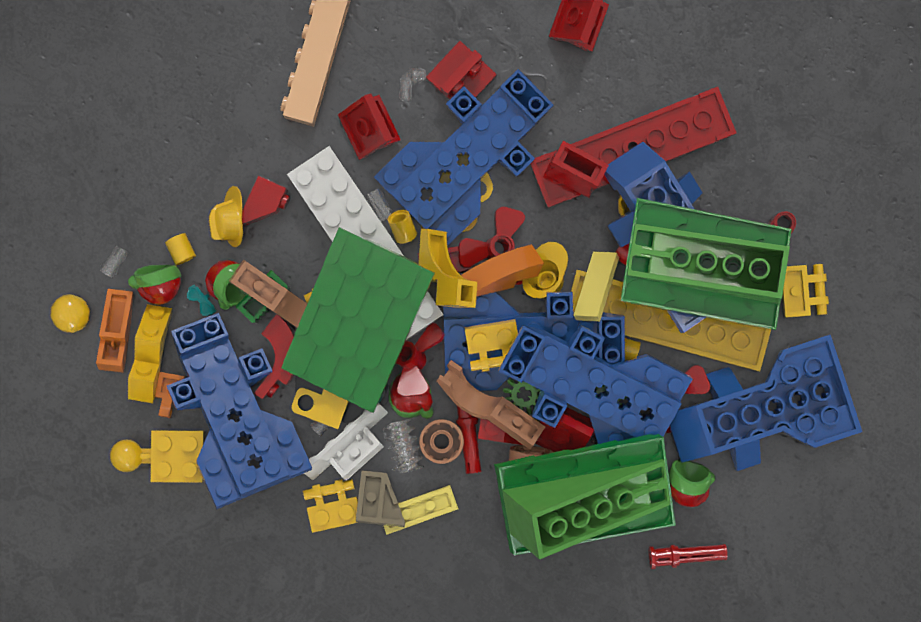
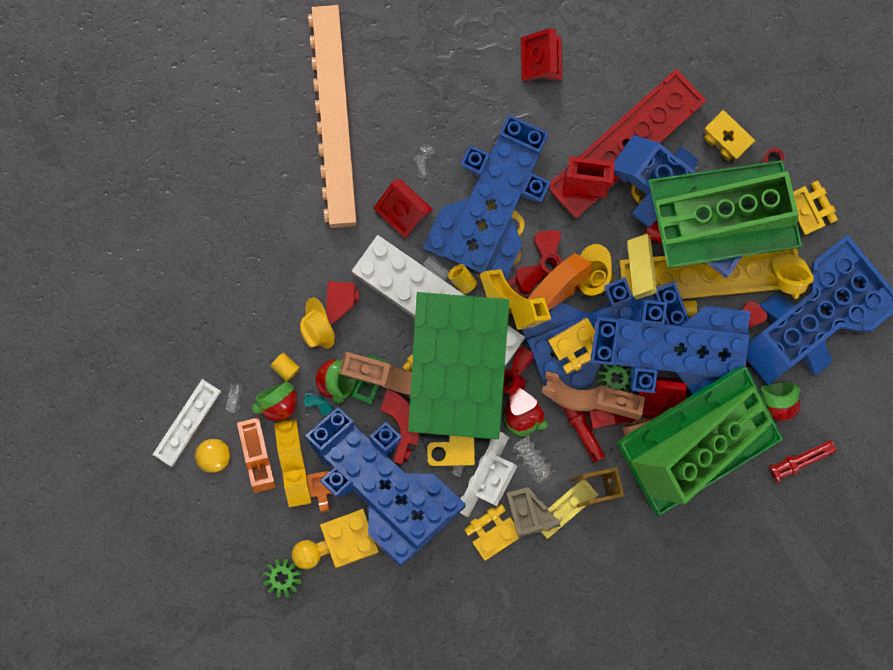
camera: 25 degrees left, 5 degrees down
(56, 268) = (187, 423): none -> white tile
(86, 476) = (286, 571): none -> bright green gear
(434, 453) = (564, 430): nougat piece -> none
(461, 69) = (460, 133): red bracket -> none
(472, 514) = (606, 475): none -> pearl gold piece
(746, 167) = (723, 126): none -> yellow brick
(753, 355) = (792, 274): none -> yellow piece

